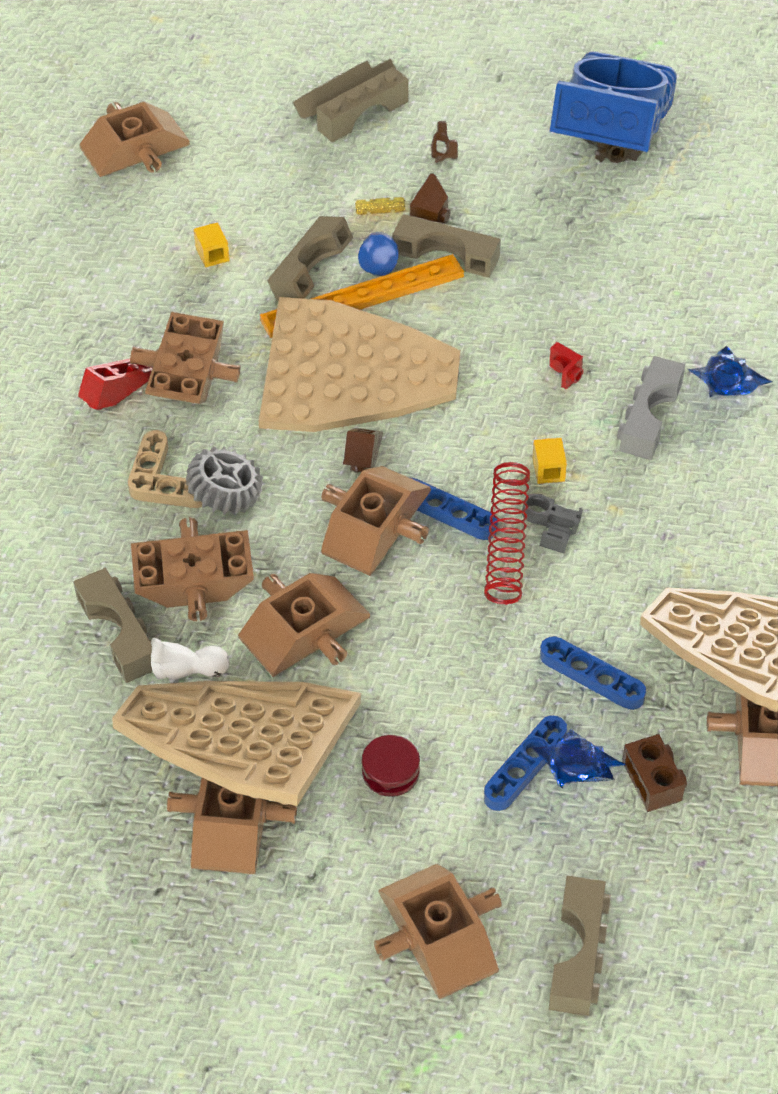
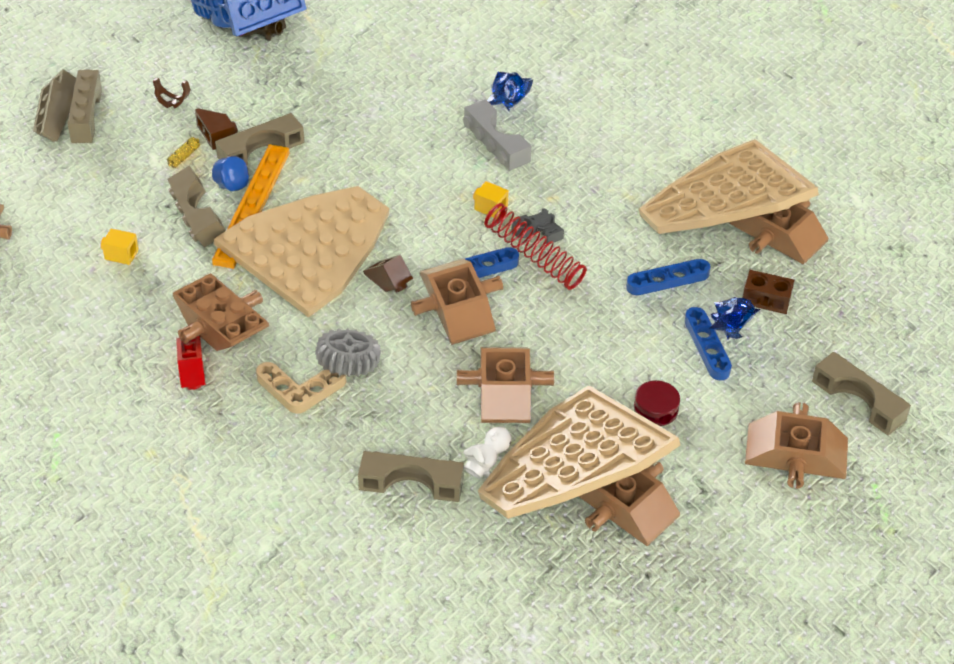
camera: 55 degrees left, 5 degrees down
(192, 568) = (408, 406): medium nougat slope -> none
(566, 362) = (421, 148): red bracket -> none

